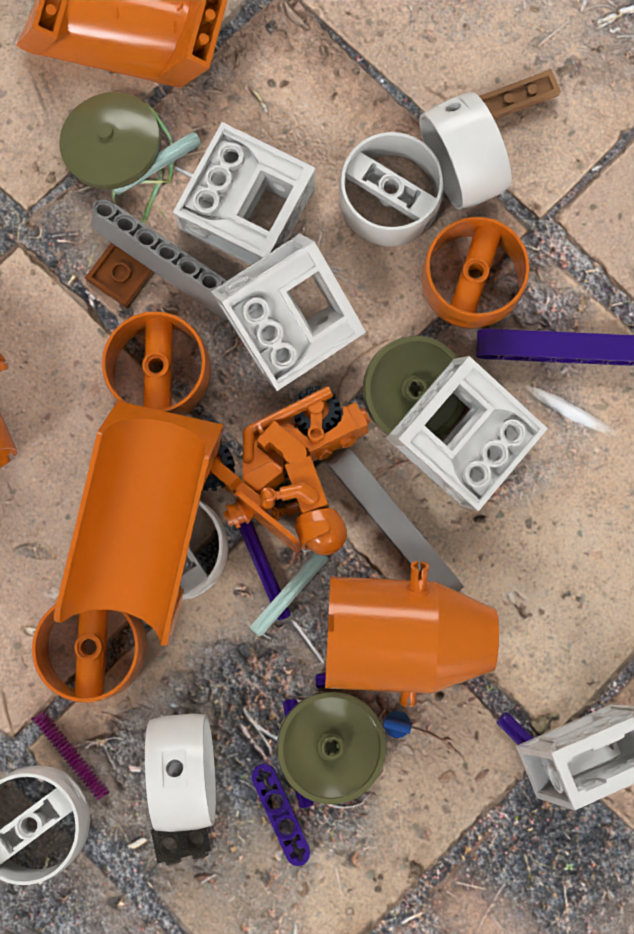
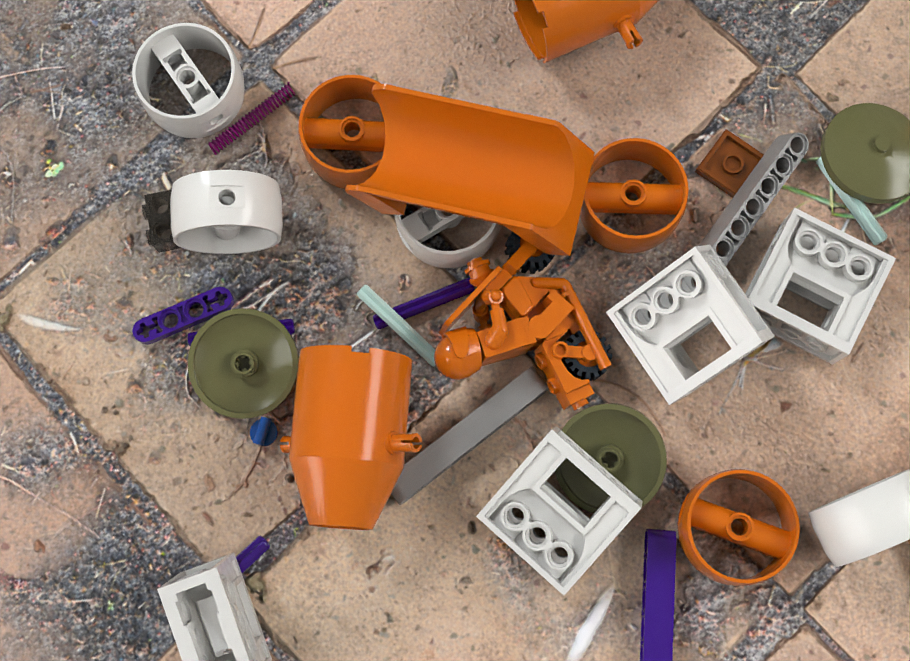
camera: 90 degrees right, 5 degrees down
(374, 178) = (841, 422): white cylinder -> none

